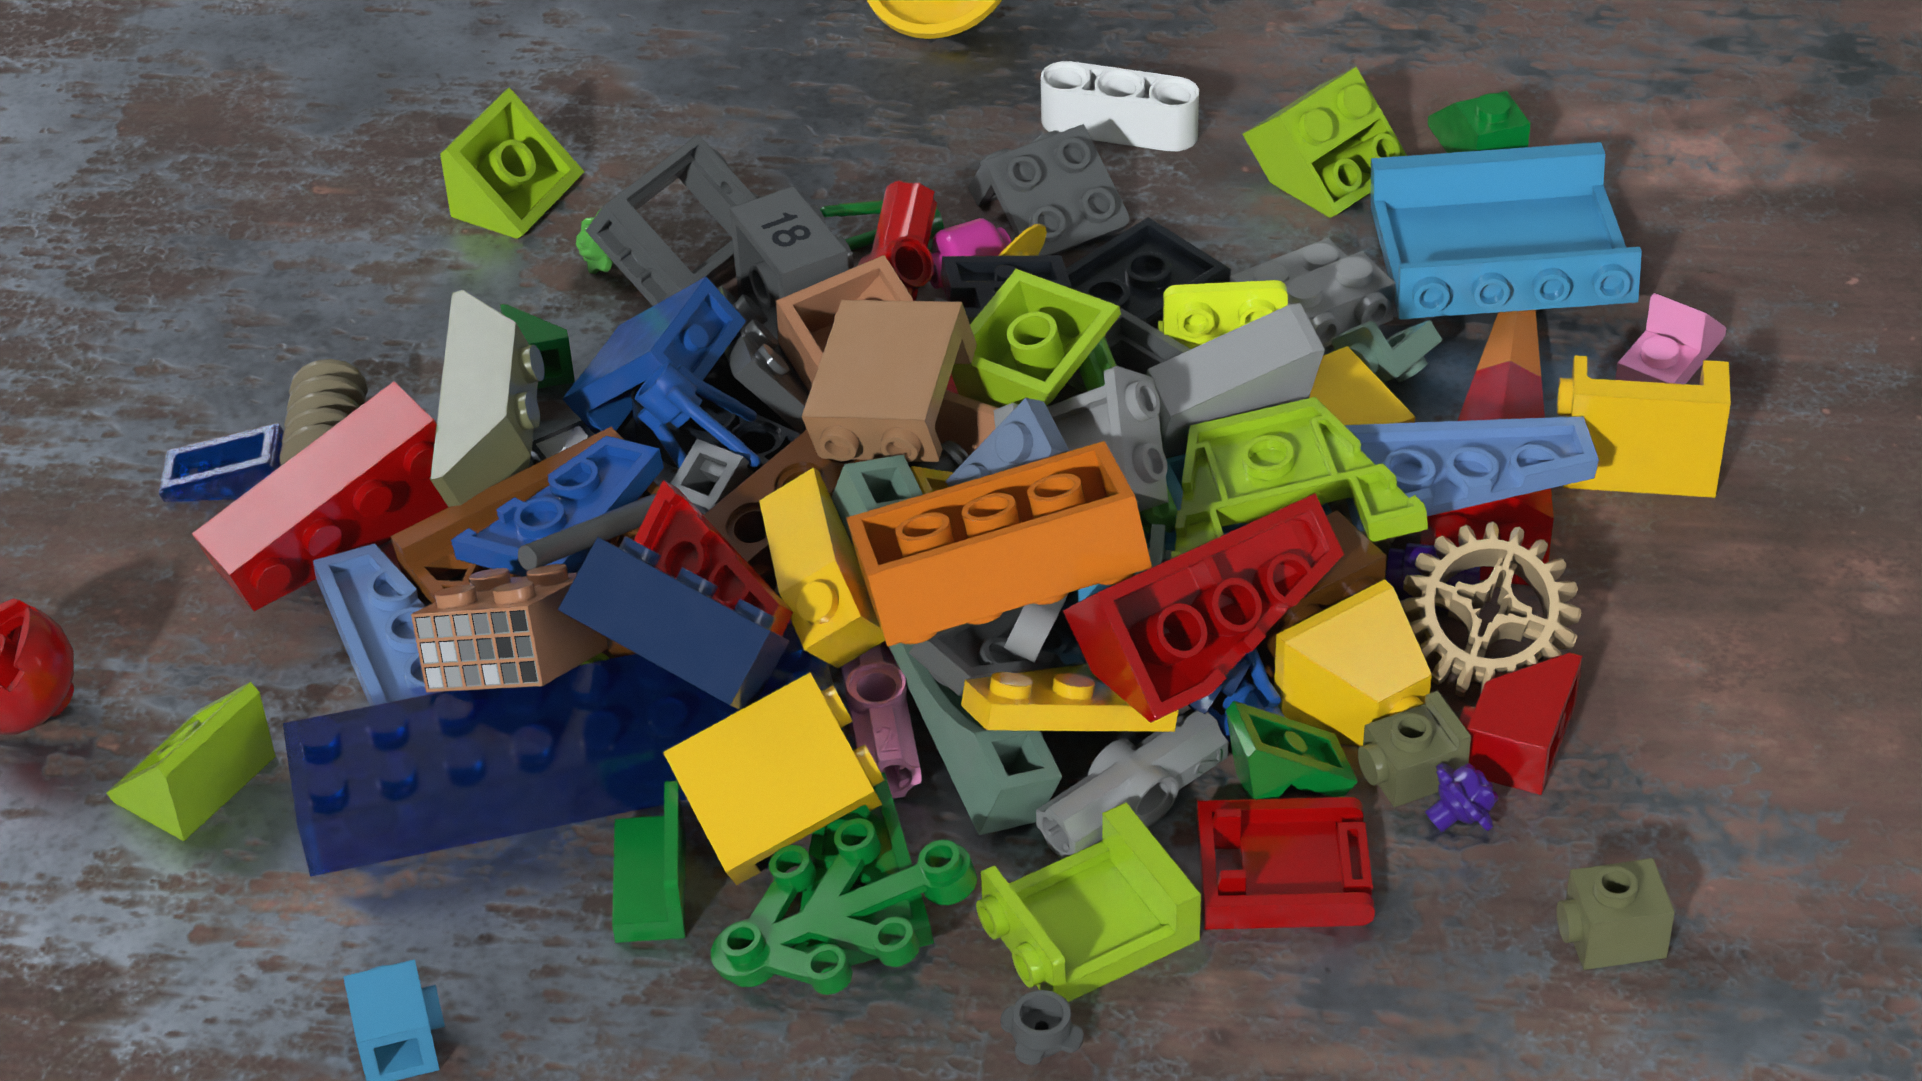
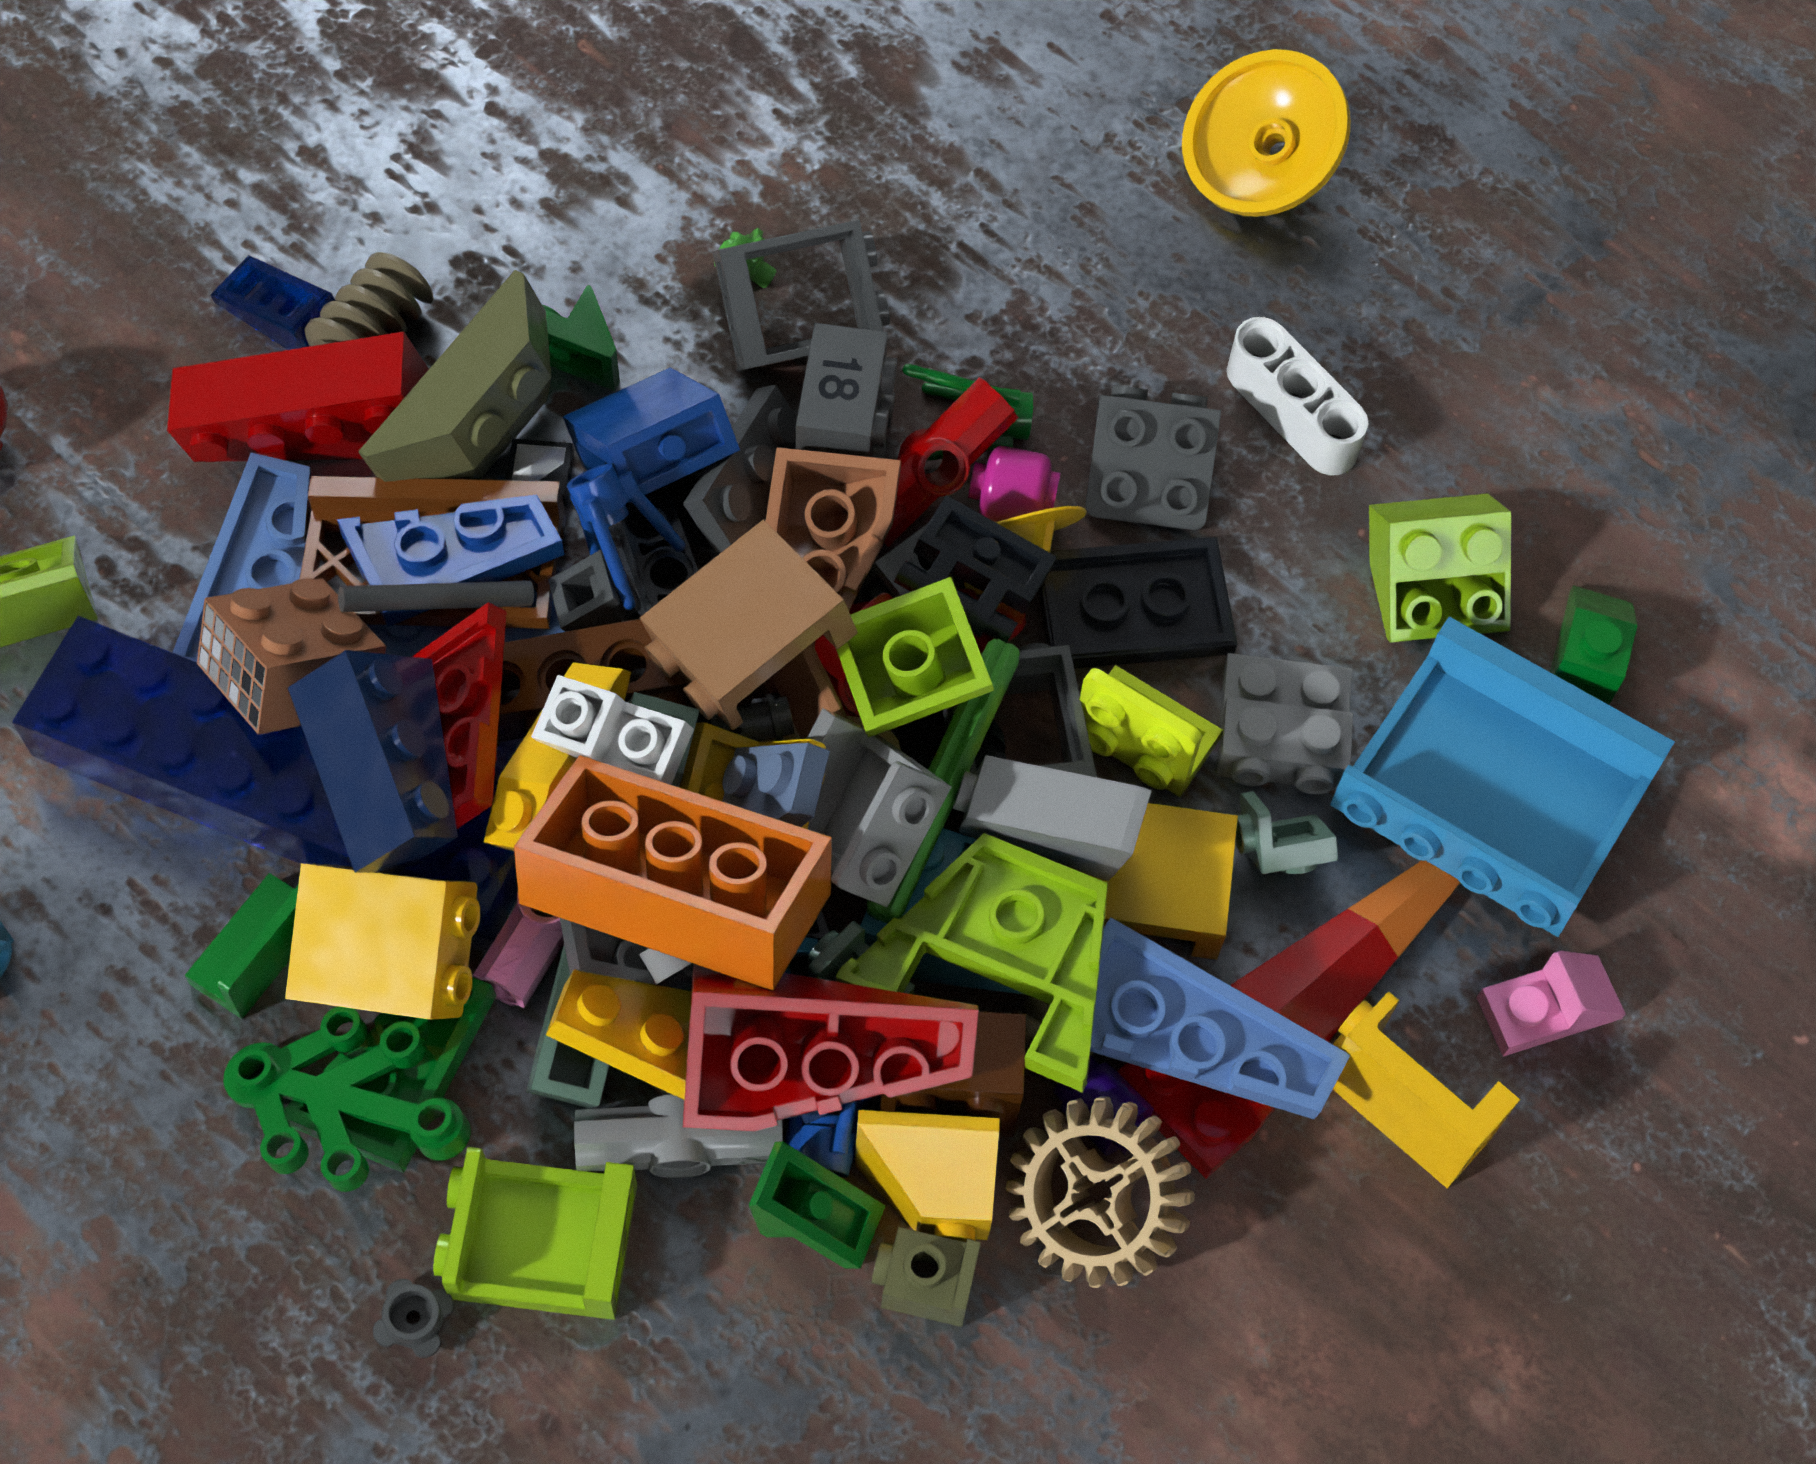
camera: 30 degrees right, 20 degrees up
(506, 169) = (726, 130): lime slope -> none
(830, 491) = (611, 731): none -> white slope
(1299, 863) = (746, 1310): red container -> none
(1463, 797) = (926, 1353): dark purple plant -> none
(1523, 722) = (1041, 1315): red slope -> none

